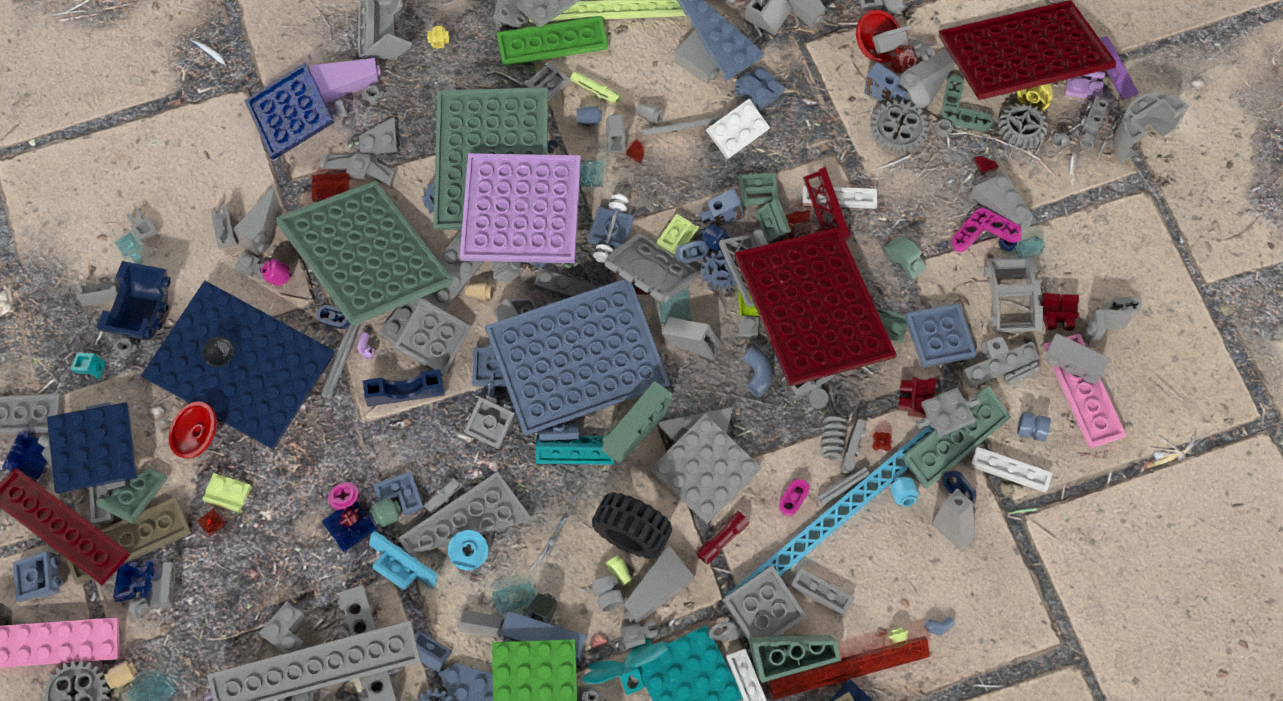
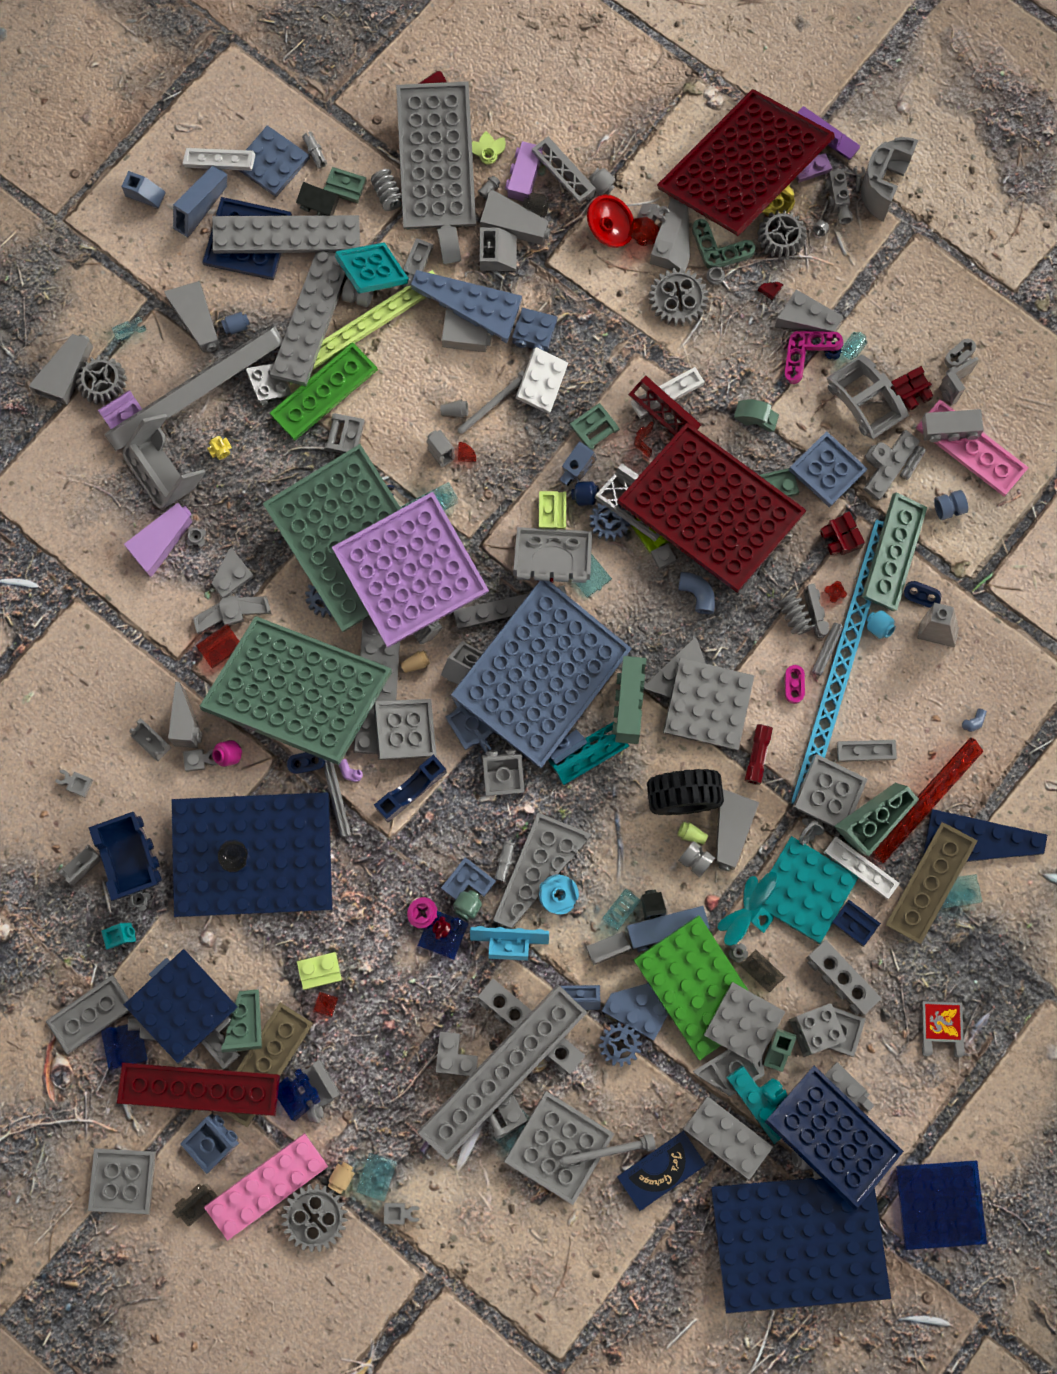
camera: 30 degrees left, 10 degrees up
(129, 247) = (77, 808): clear light blue plate -> none
(192, 430) = (247, 939): red dish -> none
(289, 111) = (135, 598): clear blue plate -> none
(341, 108) = (178, 567): light grey tile -> none
(589, 115) = (403, 443): sand blue brick -> none
(601, 90) = (391, 413): yellowish green pin -> none
(610, 227) = (491, 537): sand blue plate -> none
(635, 634) = (740, 879): light grey plate -> none
(688, 253) = (575, 518): sand blue plate -> none
(692, 337) = (623, 595): light grey slope -> none
(773, 221) = (626, 449): sand green plate -> none
(818, 398) = (760, 585): light grey tile -> none
(883, 84) = (644, 266): sand blue torso -> none
(891, 39) = (623, 218): light grey panel -> none
(898, 635) = (948, 749): yellowish green plate -> none
(948, 412) = (878, 536): light grey plate -> none
(1011, 469) = (954, 553): white plate -> none

